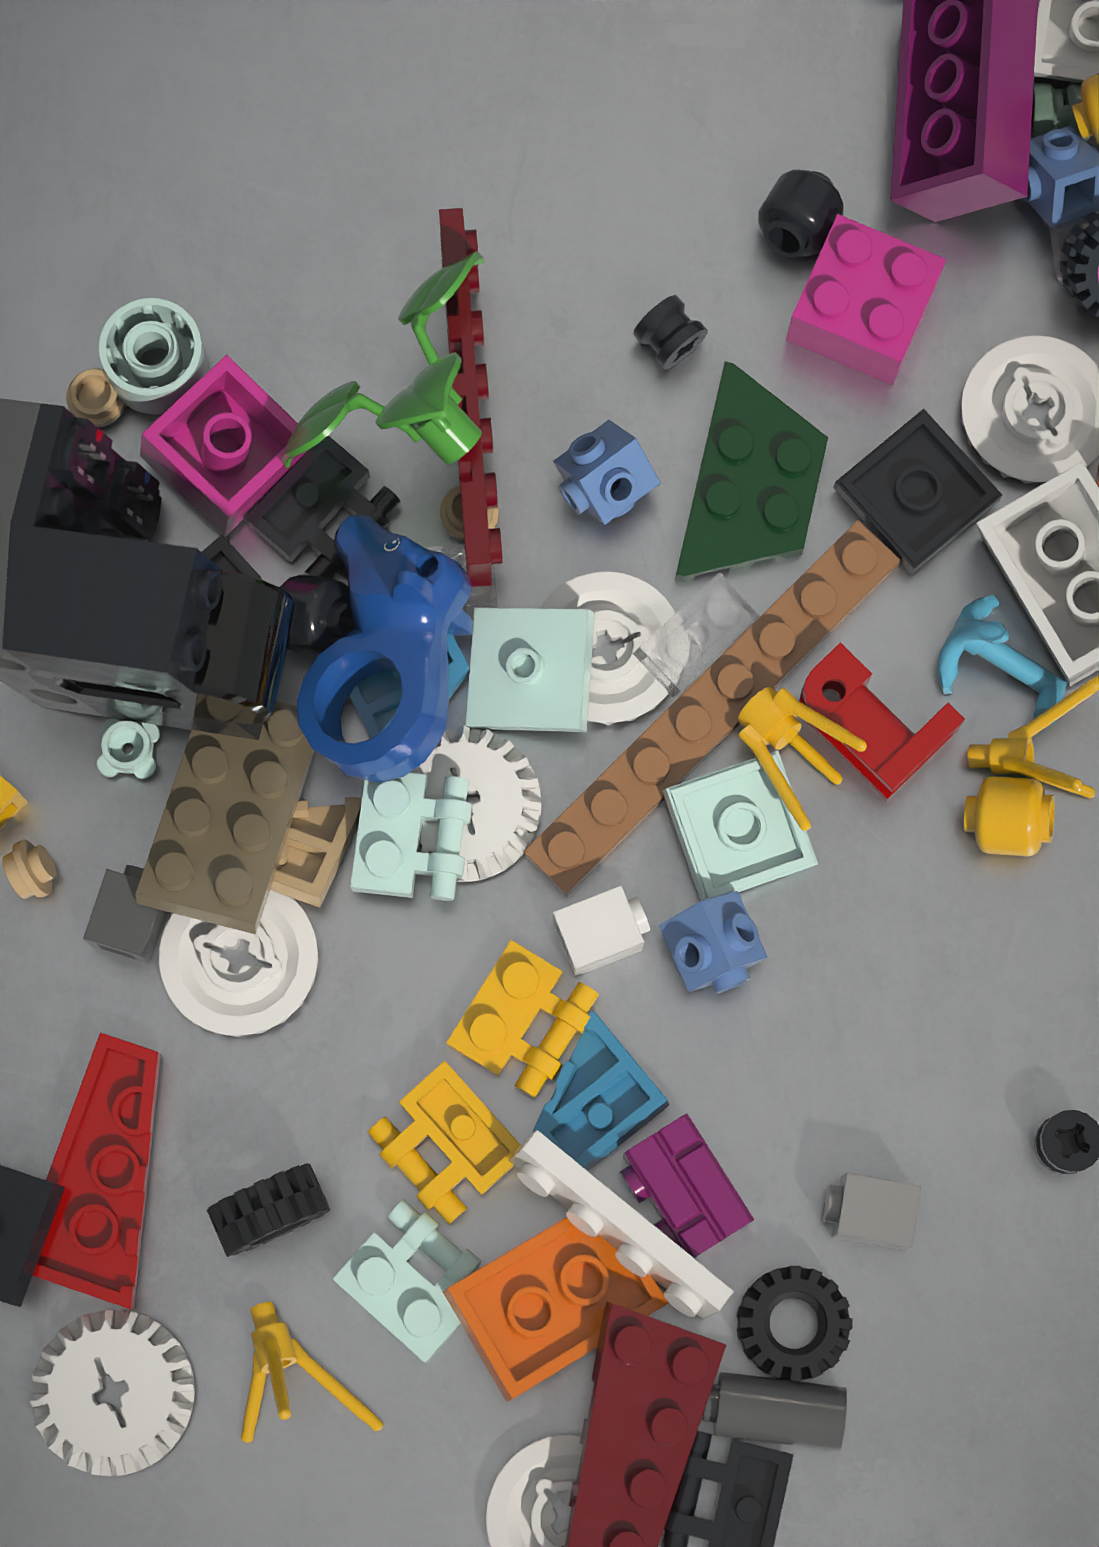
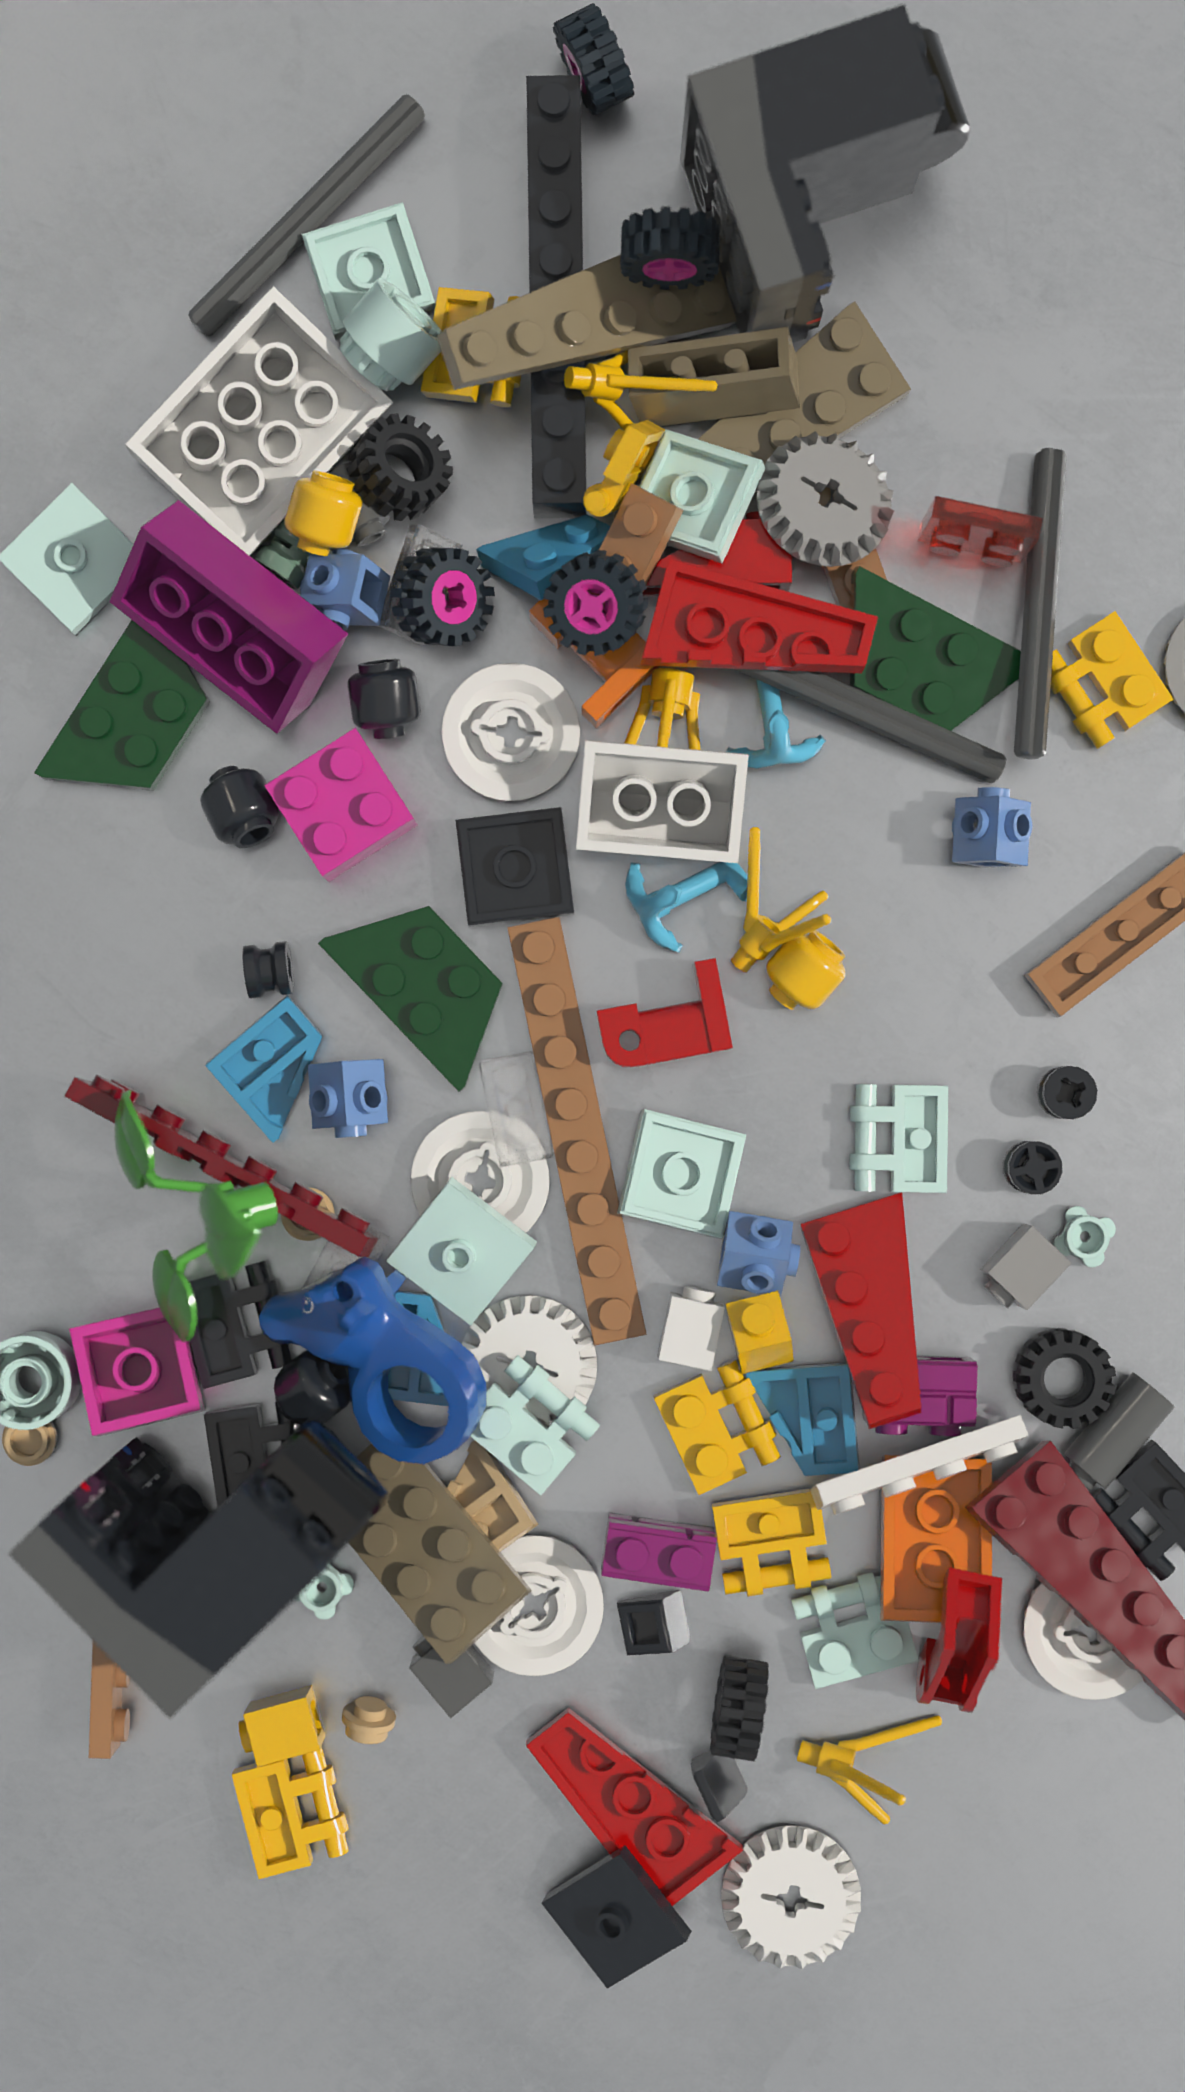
camera: 55 degrees left, 10 degrees up
(182, 1244) = (718, 1783): none -> black slope
(294, 1084) = (654, 1623): none -> black slope
(367, 1036) = (658, 1552): none -> magenta brick
(476, 1378) = (968, 1644): none -> red piece
(582, 387) = (268, 1065): none -> dark azure wing
(641, 993) = (760, 1332): none -> yellow brick
(747, 1073) = (867, 1290): none -> red wing
(772, 721) = (621, 1095): yellow plant -> none
(810, 72) = (128, 718): none -> dark green wing
(925, 1028) = (918, 1138): none -> light aqua plate
(959, 1262) = (1099, 1236): none -> light aqua plate
(982, 1148) = (1042, 1165): none -> black wheel
(988, 275) = (384, 697): none -> black head

